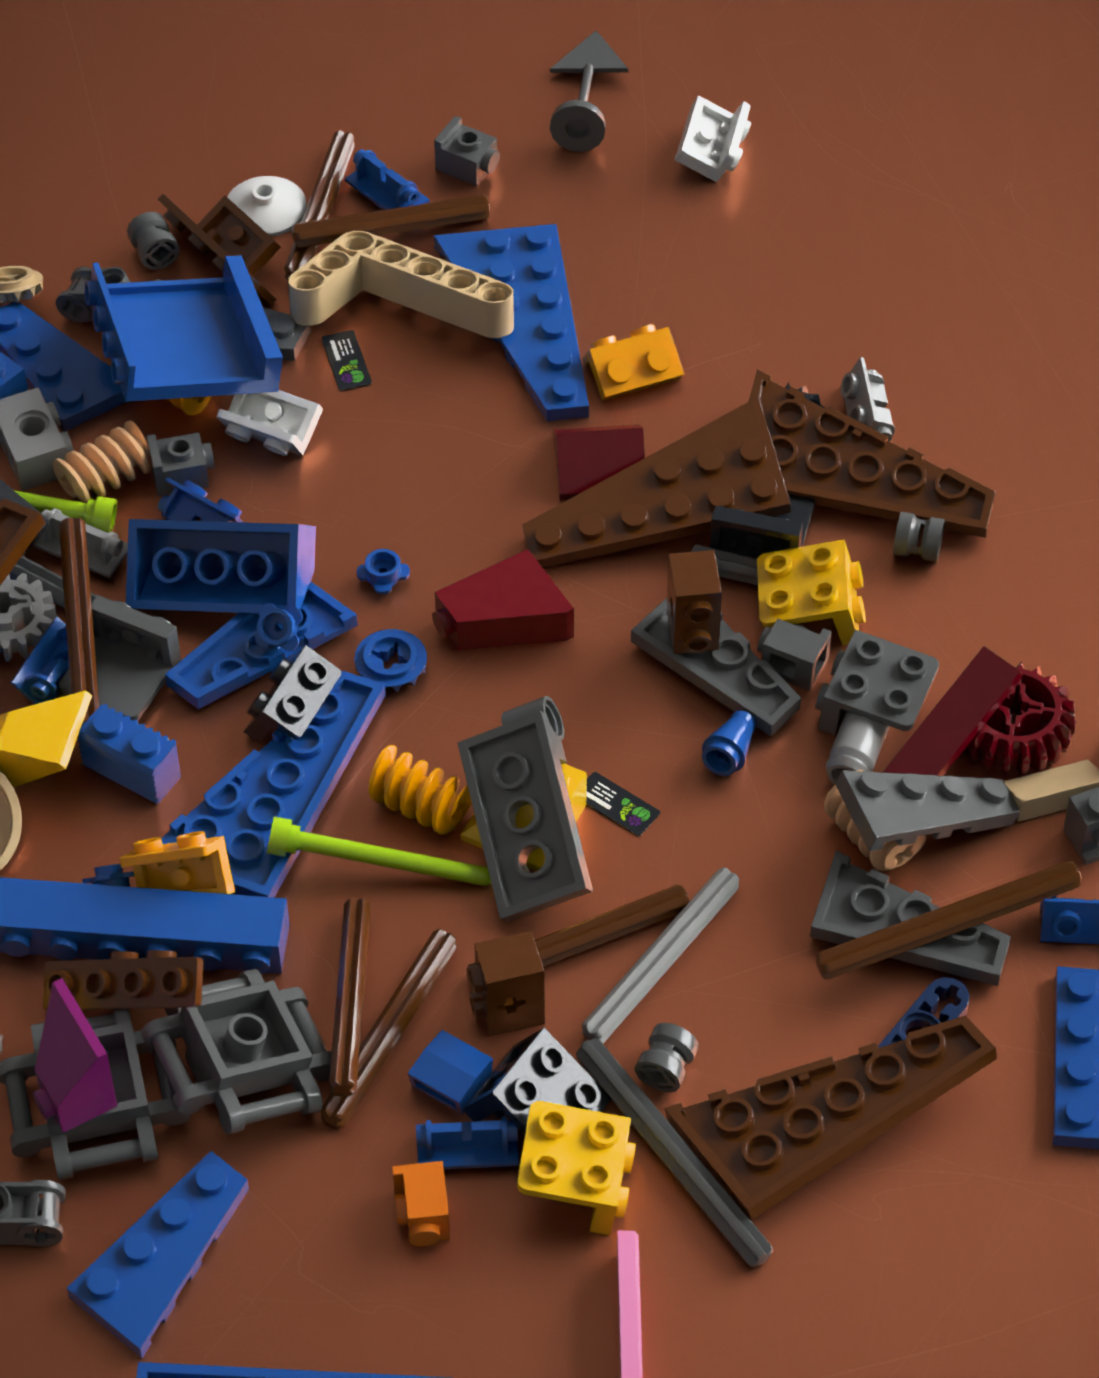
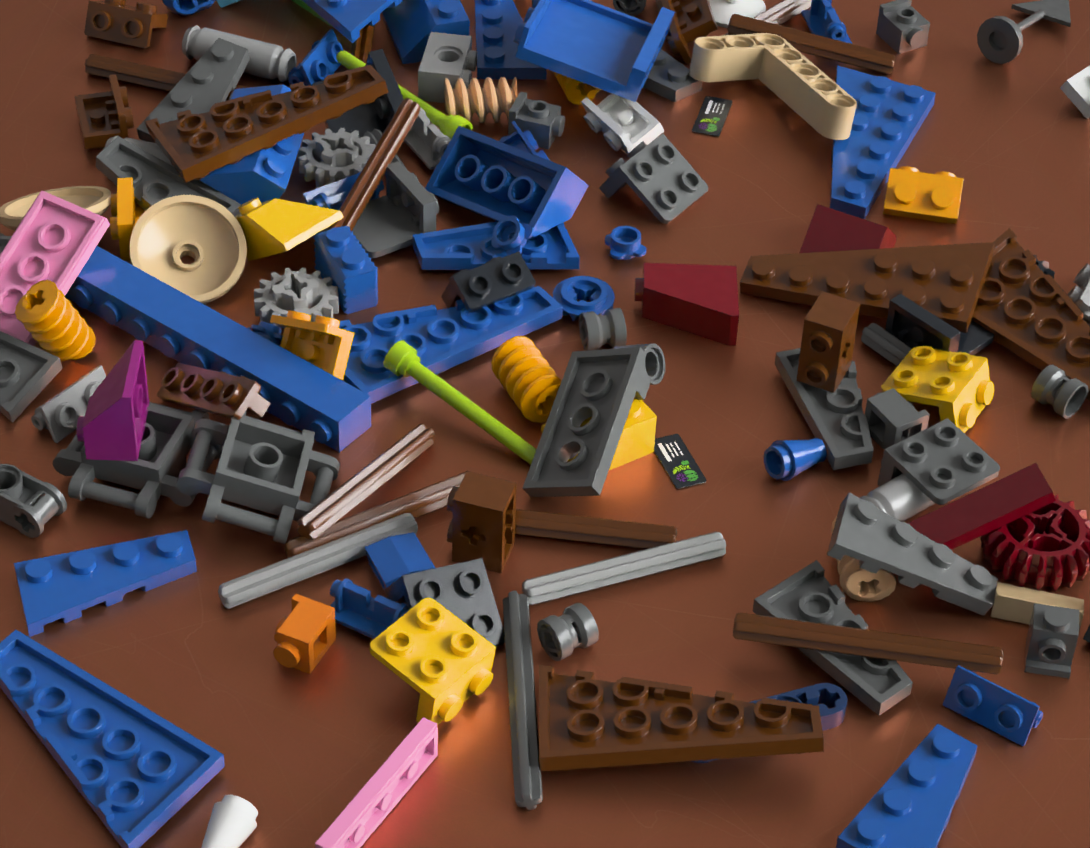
camera: 30 degrees right, 10 degrees down
(105, 818) = (297, 293): none -> light grey gear
(357, 470) = (658, 177): none -> dark grey bracket
(365, 1112) = (311, 562): none -> light grey axle
(441, 691) = (602, 329): none -> dark grey wheel

